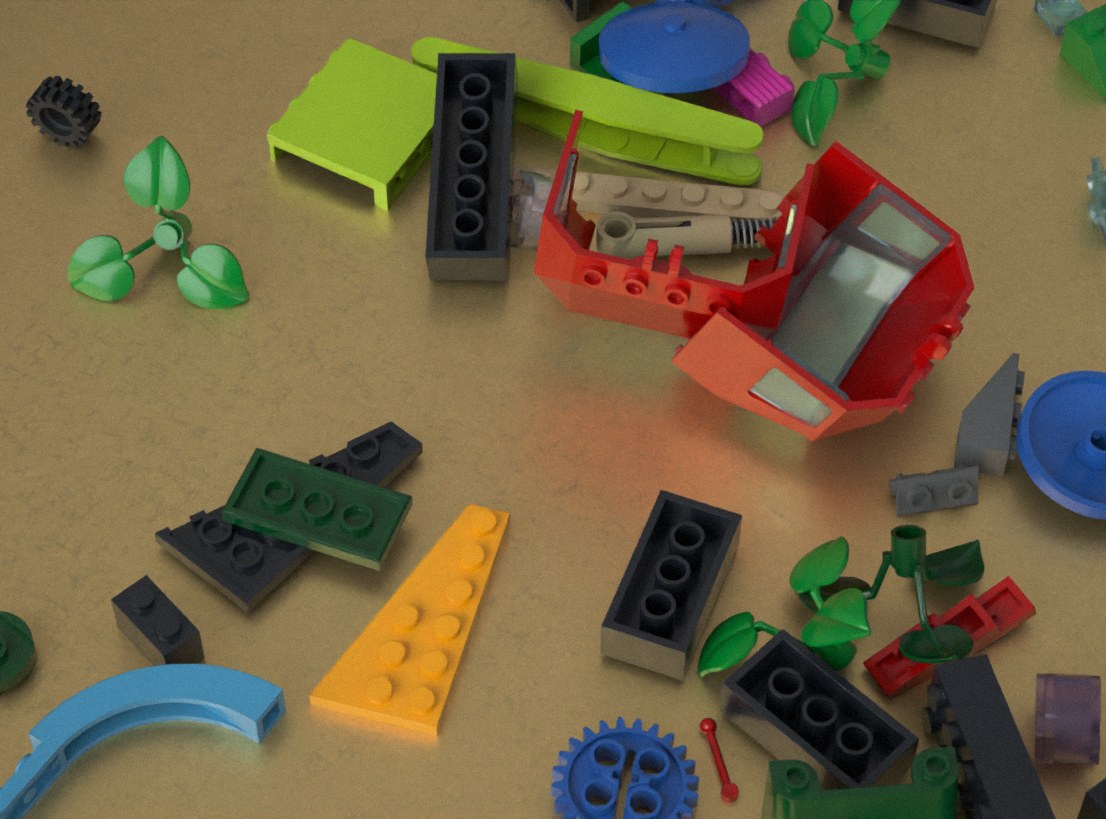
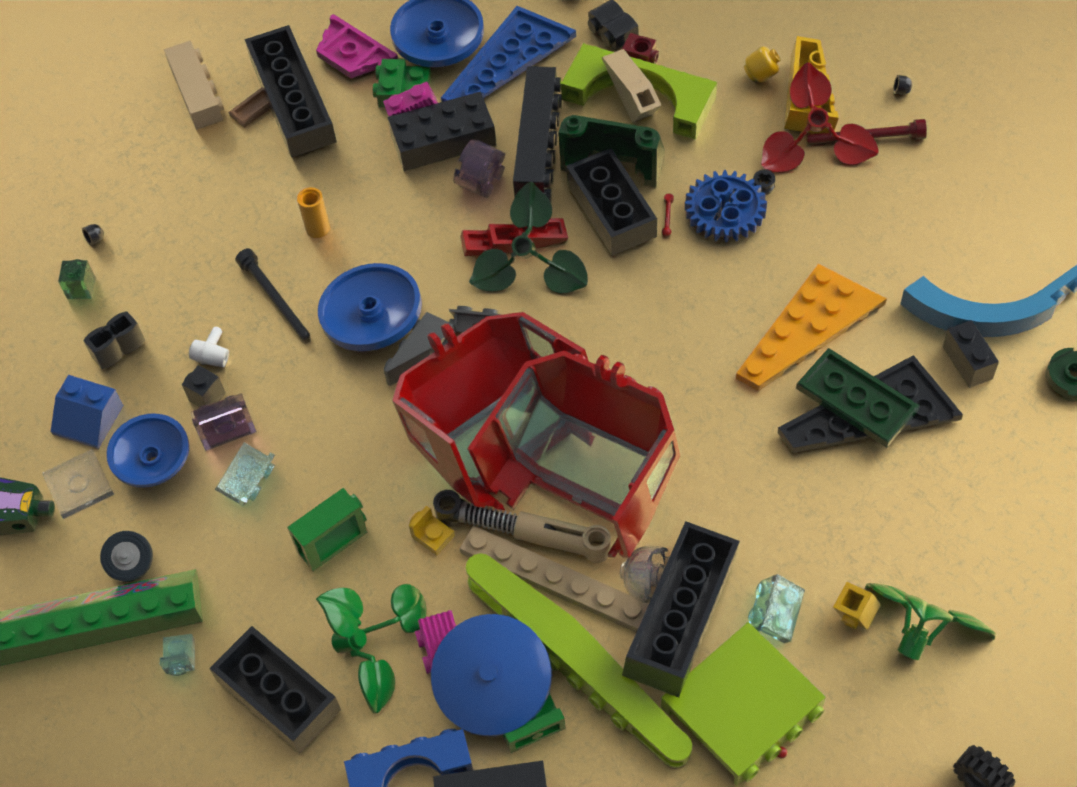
camera: 155 degrees left, 5 degrees up
(254, 241) = (856, 606): none -> yellow brick
(358, 230) = (776, 607): none -> clear light blue bracket
(671, 585) = (658, 294): black brick -> none
(826, 634) = (570, 270): green plant -> none
(964, 146) = (328, 528): none -> green window

